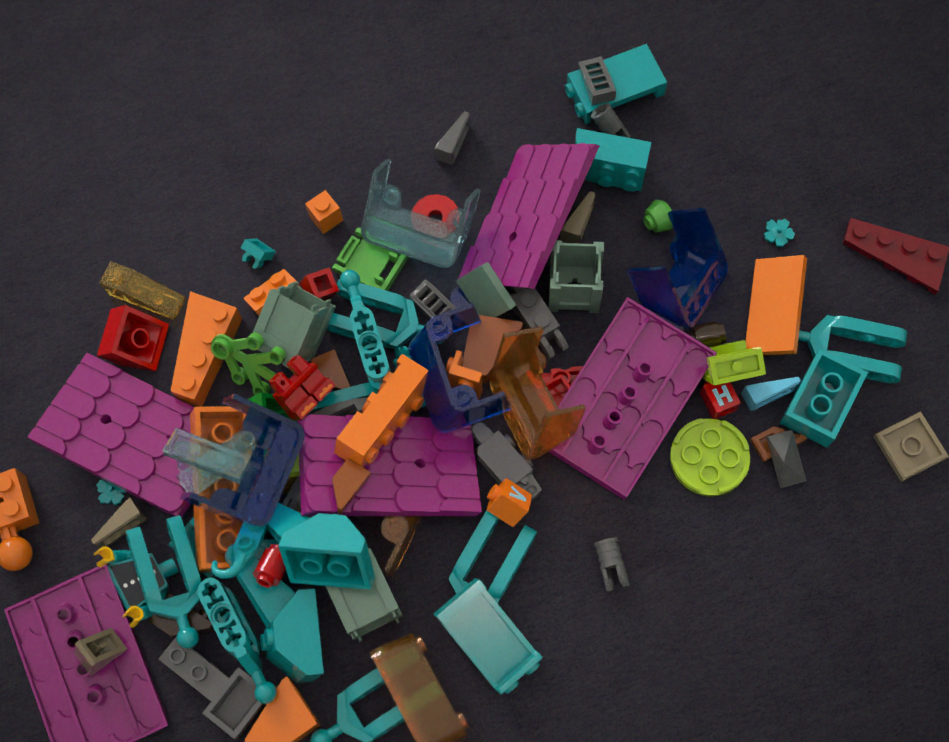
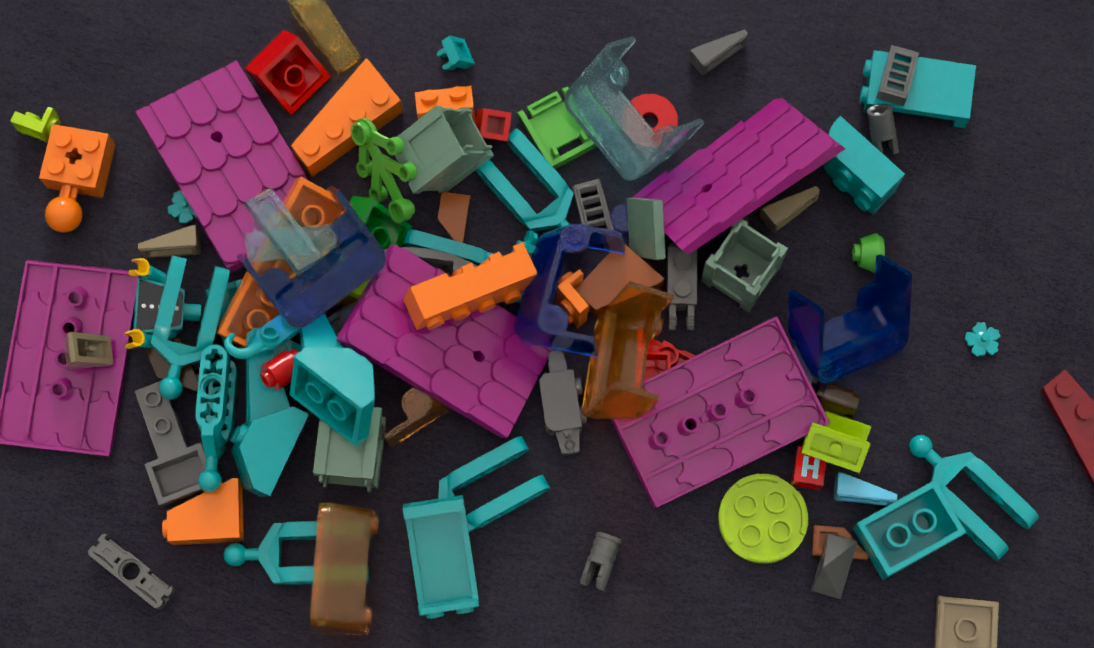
camera: 30 degrees right, 5 degrees up
(302, 390) = (412, 218): red hips -> none
(324, 212) = (543, 51): orange brick -> none
(348, 482) = (397, 335): dark orange tile -> none
(362, 318) = (510, 189): teal piece -> none
(508, 502) = (539, 443): orange brick -> none
(776, 304) = (925, 411): orange tile -> none

